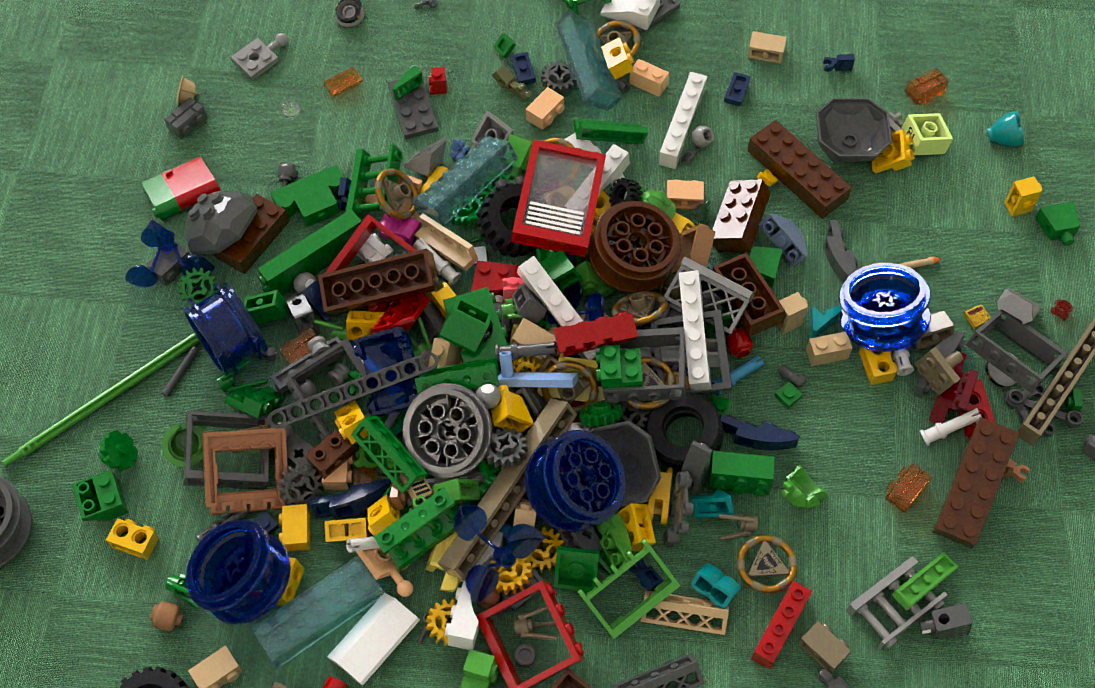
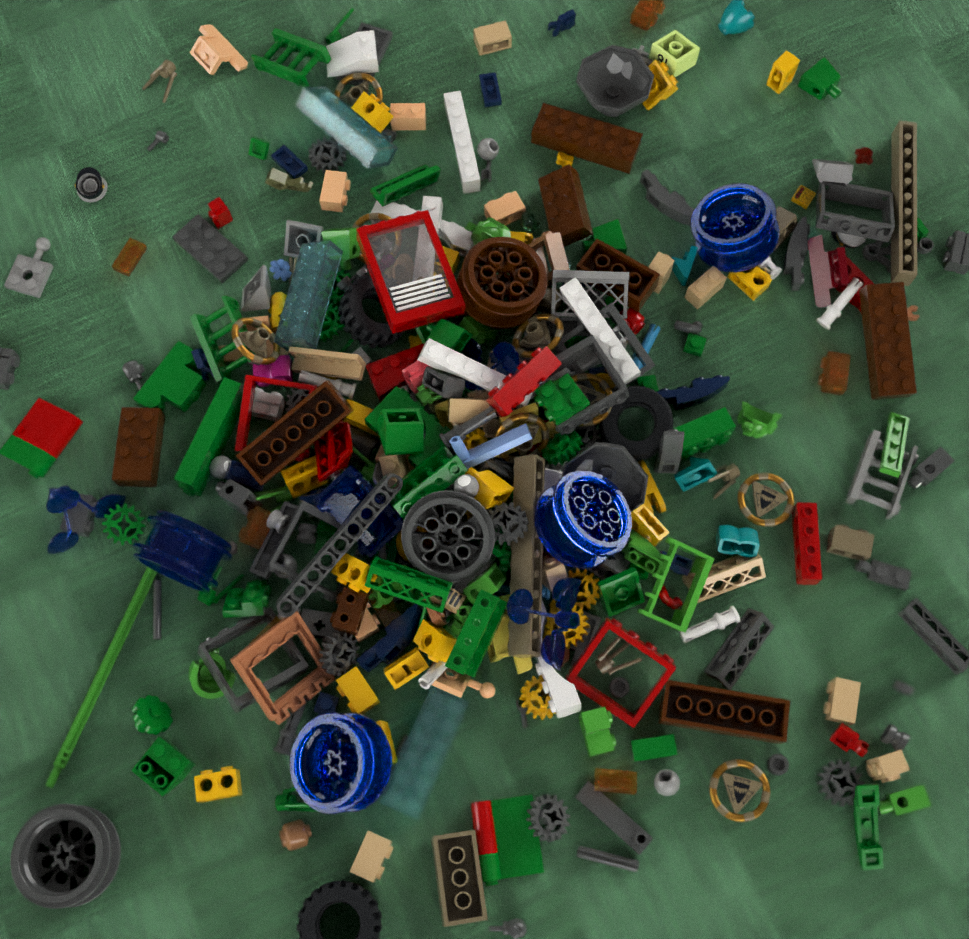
camera: 30 degrees left, 10 degrees up
(218, 221) = (105, 452): dark grey rock -> none
(266, 307) = (202, 507): green brick -> none
(291, 109) = (96, 308): clear tile -> none
(373, 638) = (486, 747): white slope -> none
(407, 82) = (195, 227): green slope -> none
(617, 601) = (667, 600): none -> red arm
(621, 187) = (452, 237): black tyre -> none
(652, 648) = (718, 621): none -> white pin
(679, 508) = (668, 474): dark grey plant -> none
(785, 236) = (614, 207): sand blue slope -> none
(922, 262) = (738, 167): tan piece -> none
(939, 370) = (810, 260): dark tan plate -> none

